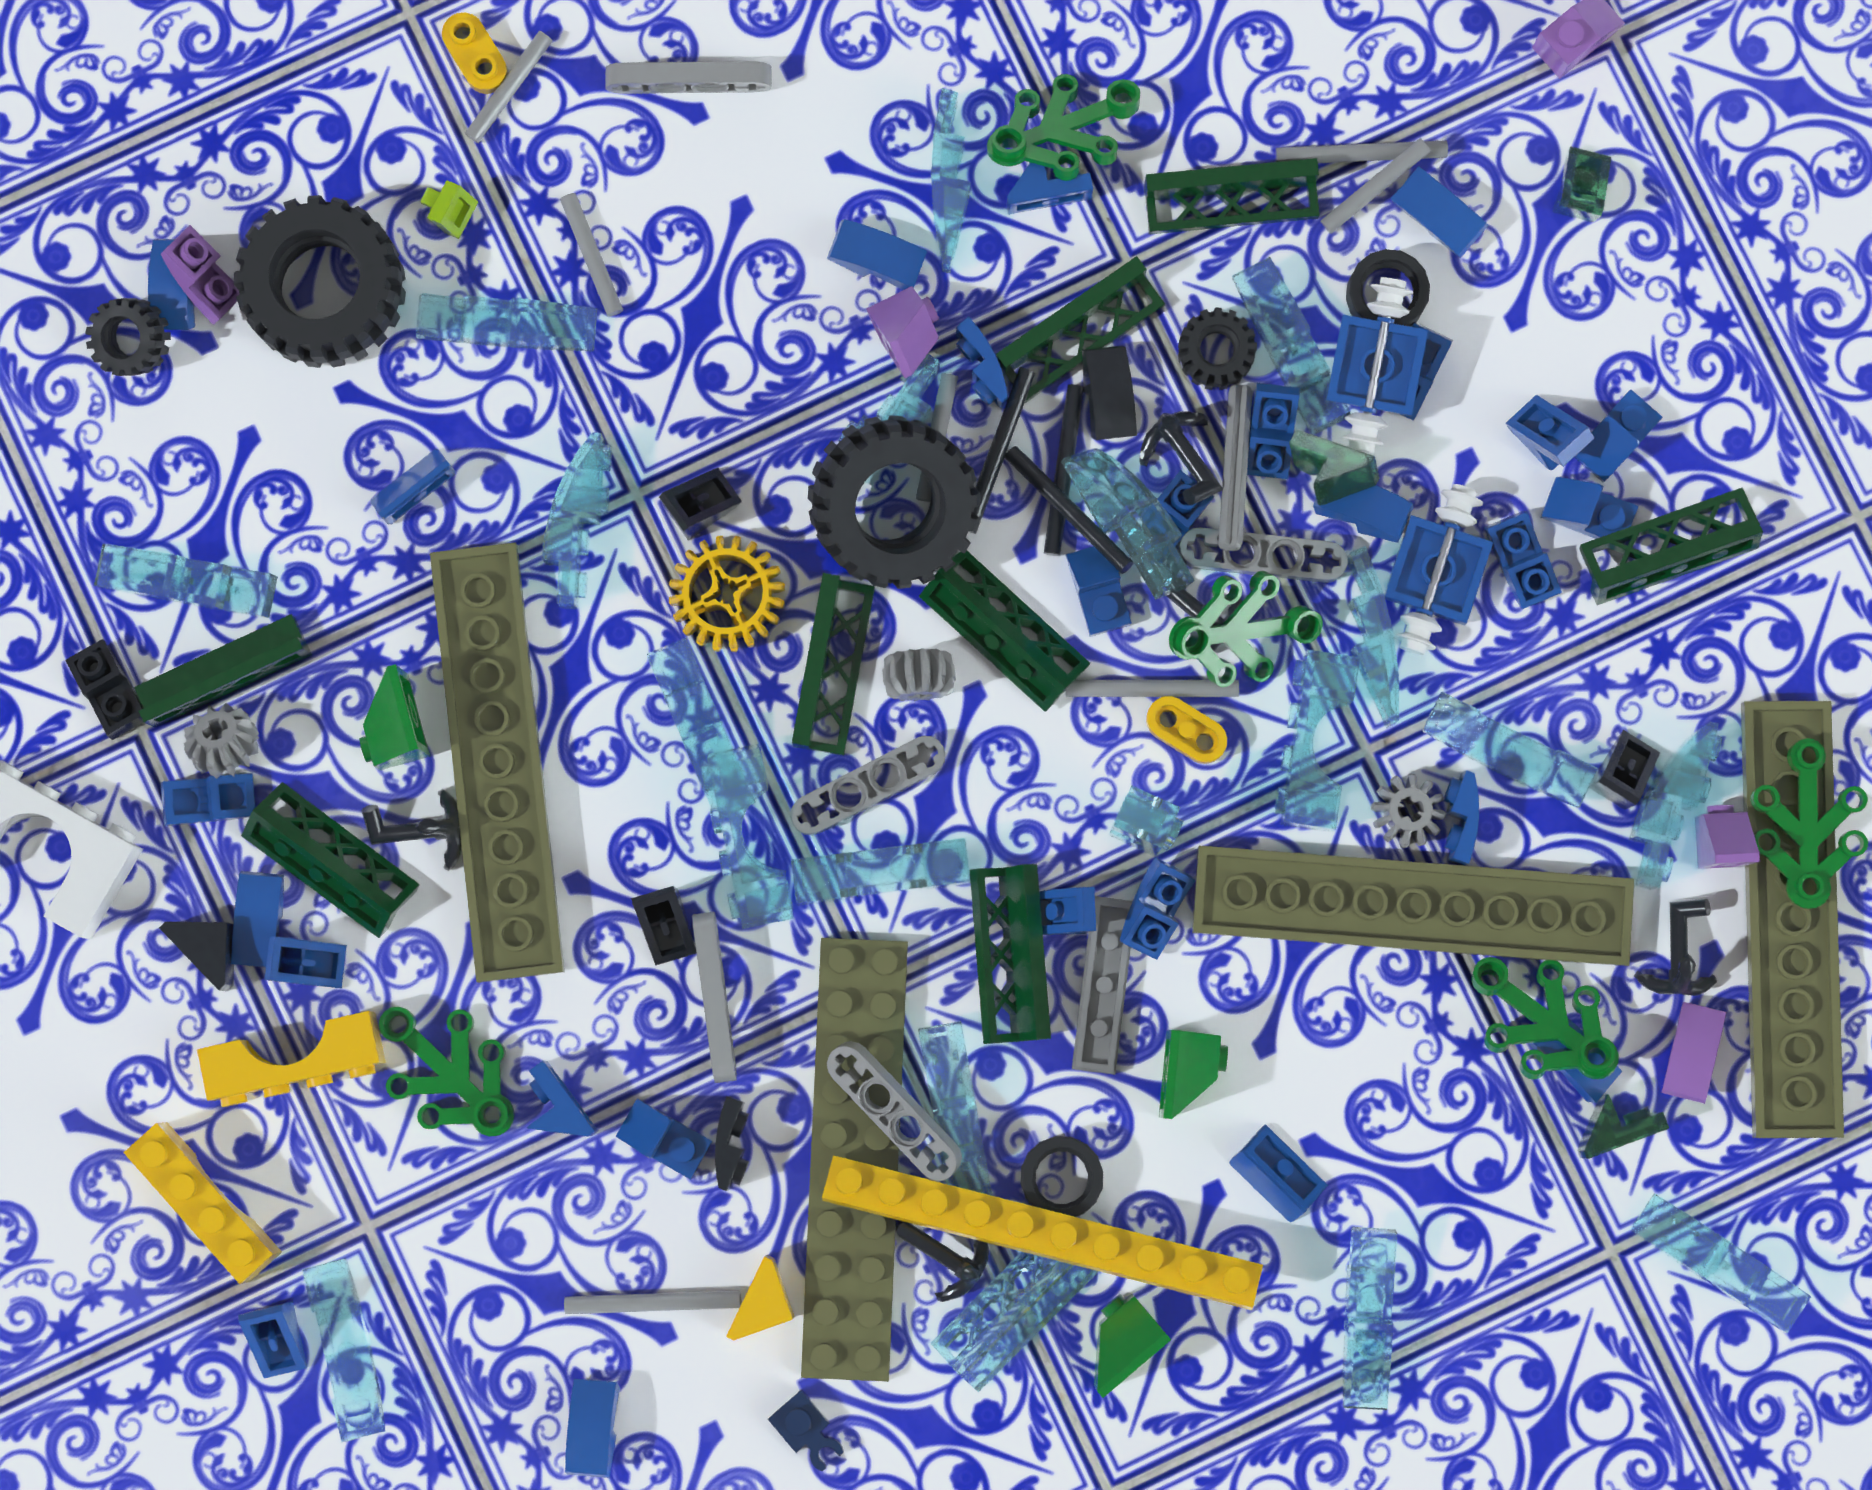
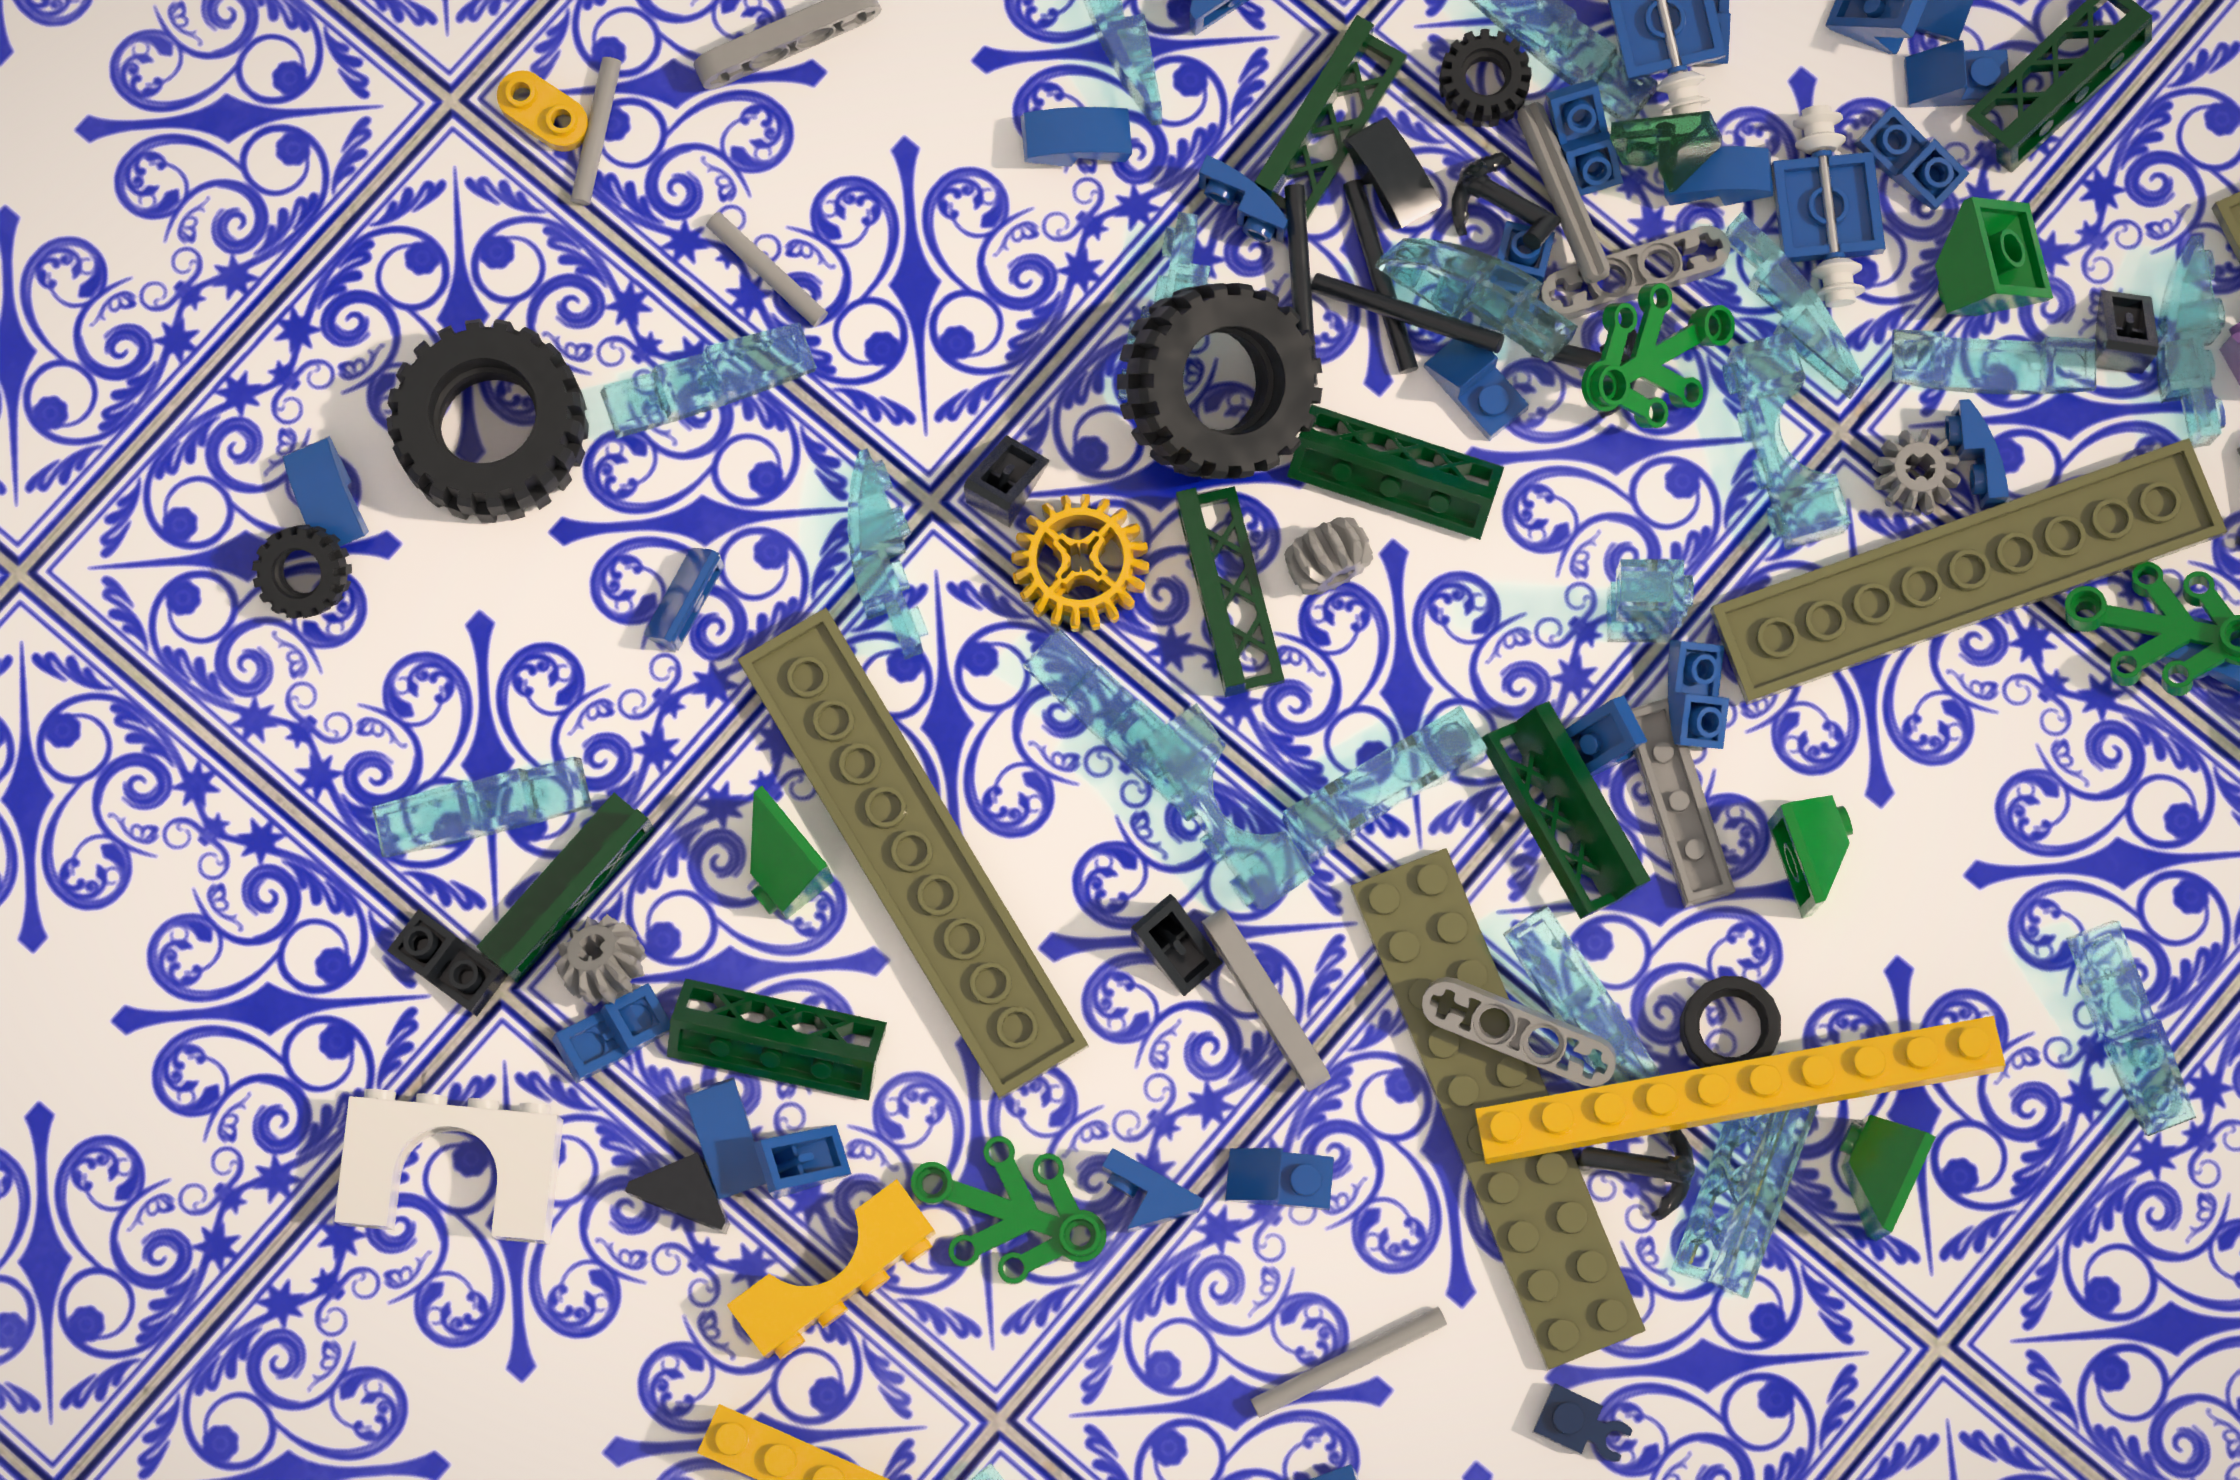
camera: 25 degrees left, 5 degrees down
(195, 270) = (342, 464): medium lavender slope -> none
(437, 828) = (872, 953): black piece -> none
(449, 208) = (592, 284): lime tile -> none
(728, 1157) = (1360, 1165): black slope -> none
(764, 1303) = (1472, 1305): yellow slope -> none
(865, 780) = (1320, 697): light grey beam -> none
(905, 328) = (1143, 197): medium lavender slope -> none
(939, 422) = (1222, 273): light grey bar -> none
(1150, 688) = (1582, 465): light grey bar -> none
(1188, 727) = (1639, 491): yellow plate -> none
(1278, 1174) = (1958, 921): blue slope -> none
(1547, 668) = (1992, 259): none -> green slope

